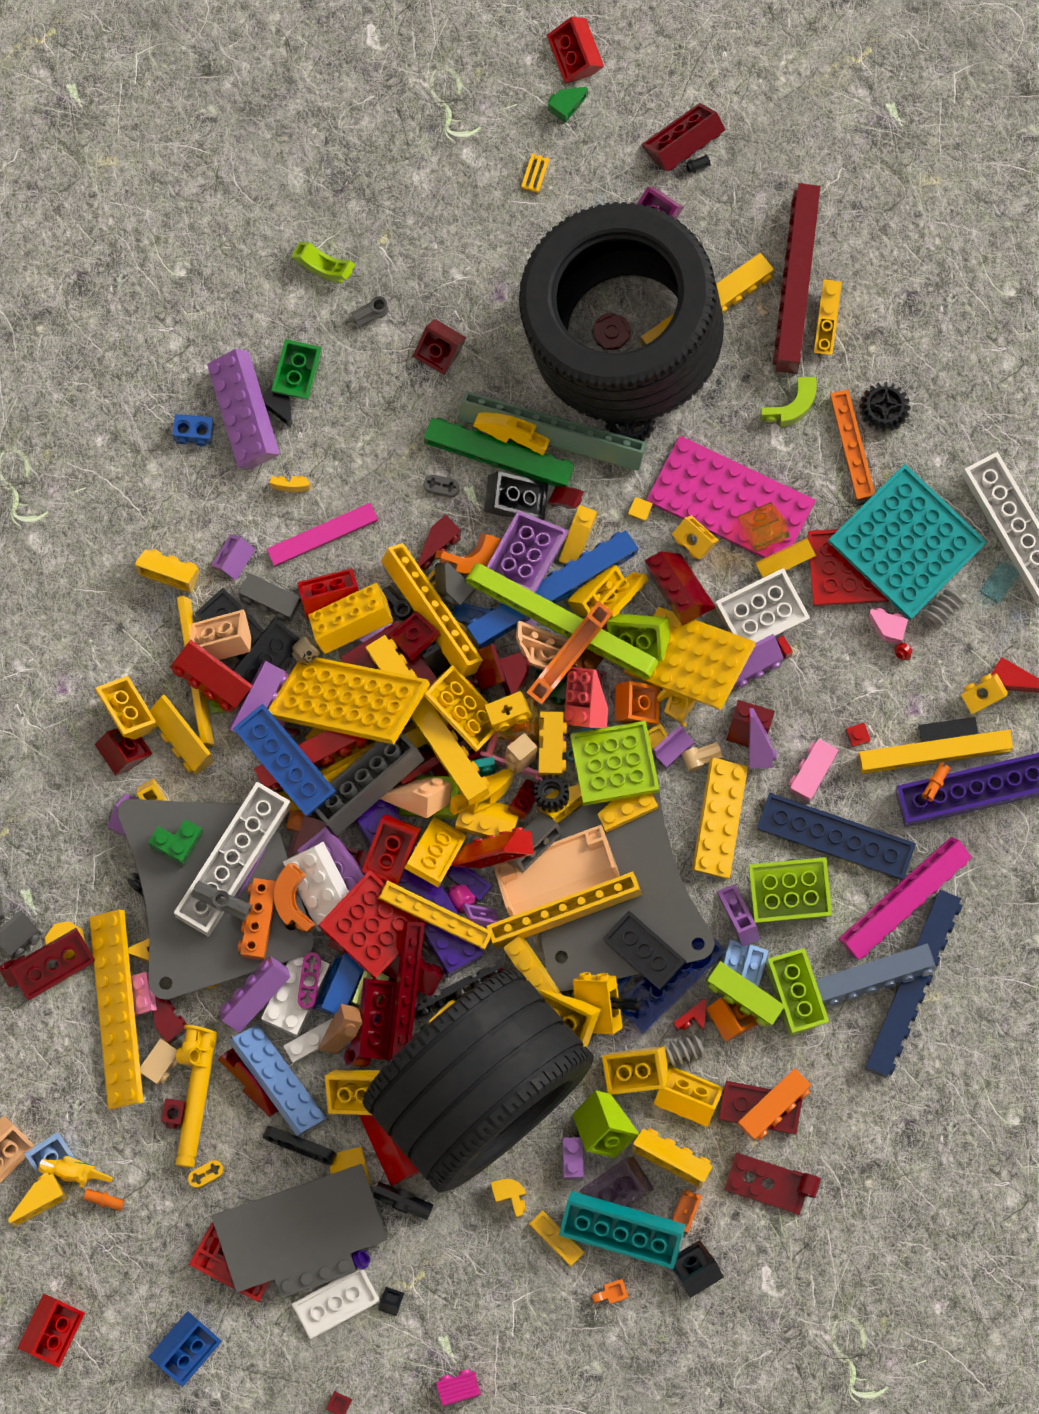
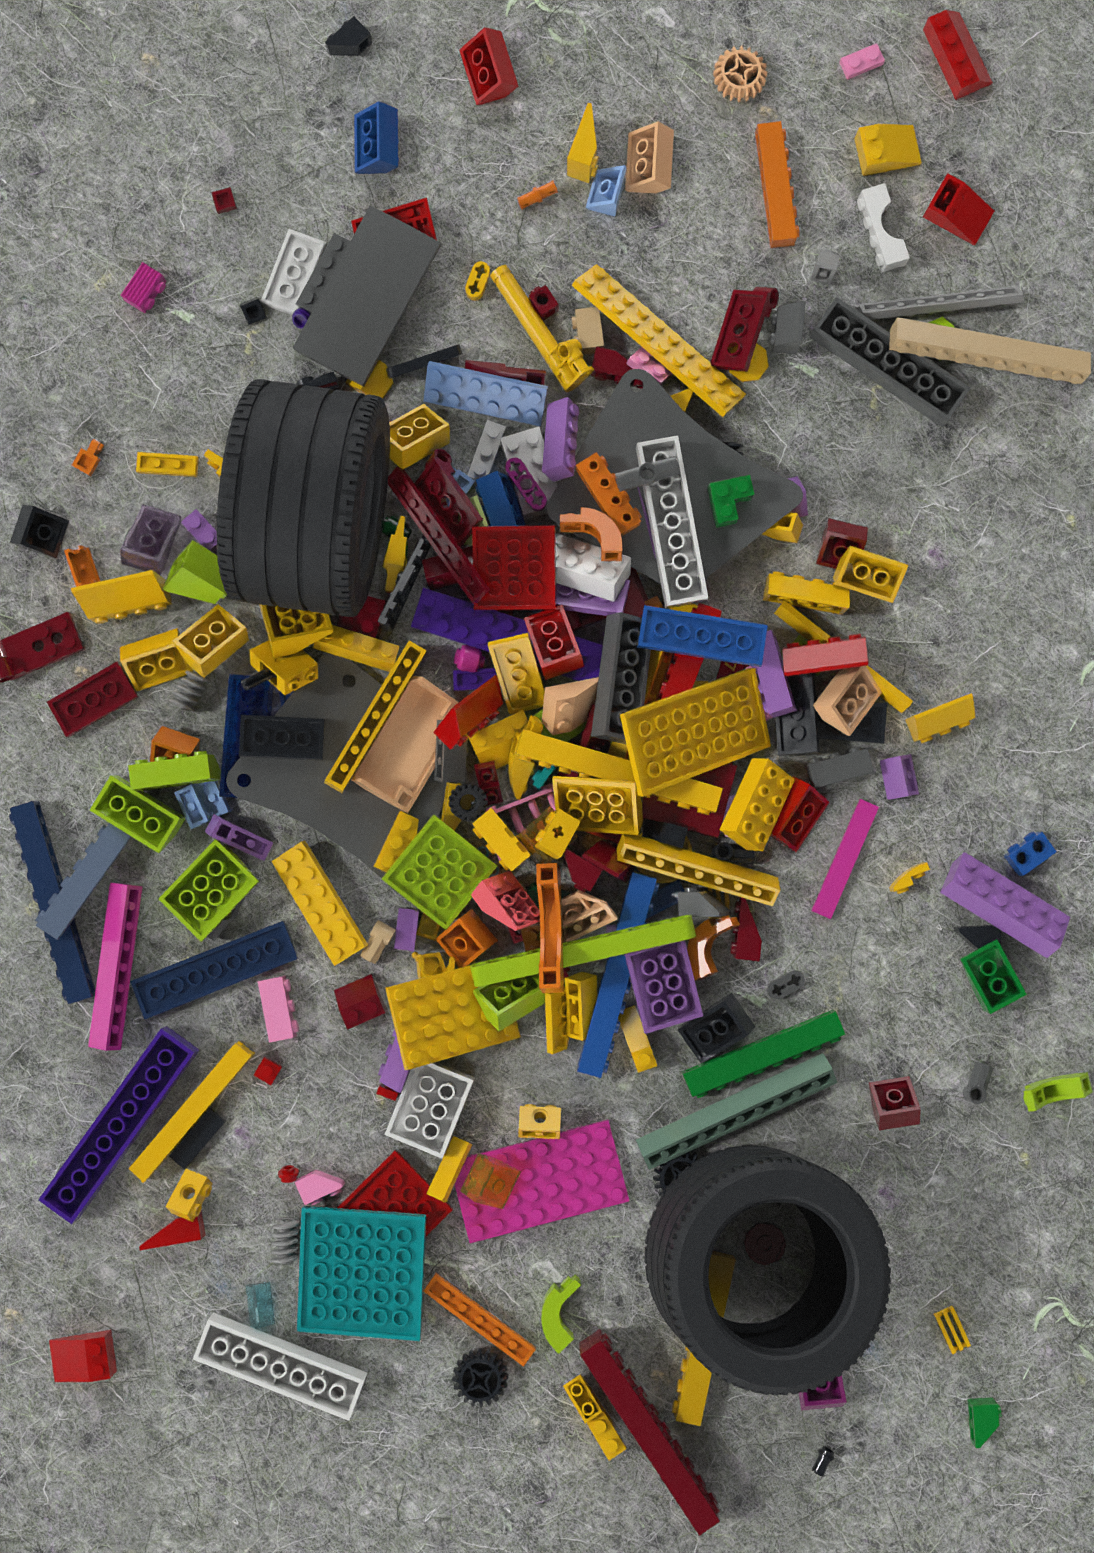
camera: 145 degrees right, 10 degrees up
(72, 1170) = (582, 191): yellow animal -> none
(305, 650) = (770, 747): dark tan head -> none
(341, 1029) = (467, 471): medium nougat slope -> none
(414, 635) = (692, 834): dark red tile -> none
(435, 915) = (471, 620): yellow tile -> none
(480, 915) = (438, 656): medium lavender slope -> none
(507, 426) = (773, 1081): yellow slope -> none
(520, 754) = (519, 810): tan brick -> none
(566, 497) = (674, 1063): dark red slope -> none
(575, 49) = (1018, 1475): red slope -> none
(622, 1230) = (114, 507): teal brick -> none
(640, 509) = (606, 1108): yellow tile -> none
(679, 586) = (515, 1068): dark red slope -> none
(684, 137) = (856, 1476): dark red slope -> none
(696, 1013) = (205, 729): red slope -> none
(760, 746) = (334, 988): medium lavender slope -> none
(774, 1104) = (77, 706): orange brick -> none
(936, 782) = (162, 1082): orange pin -> none

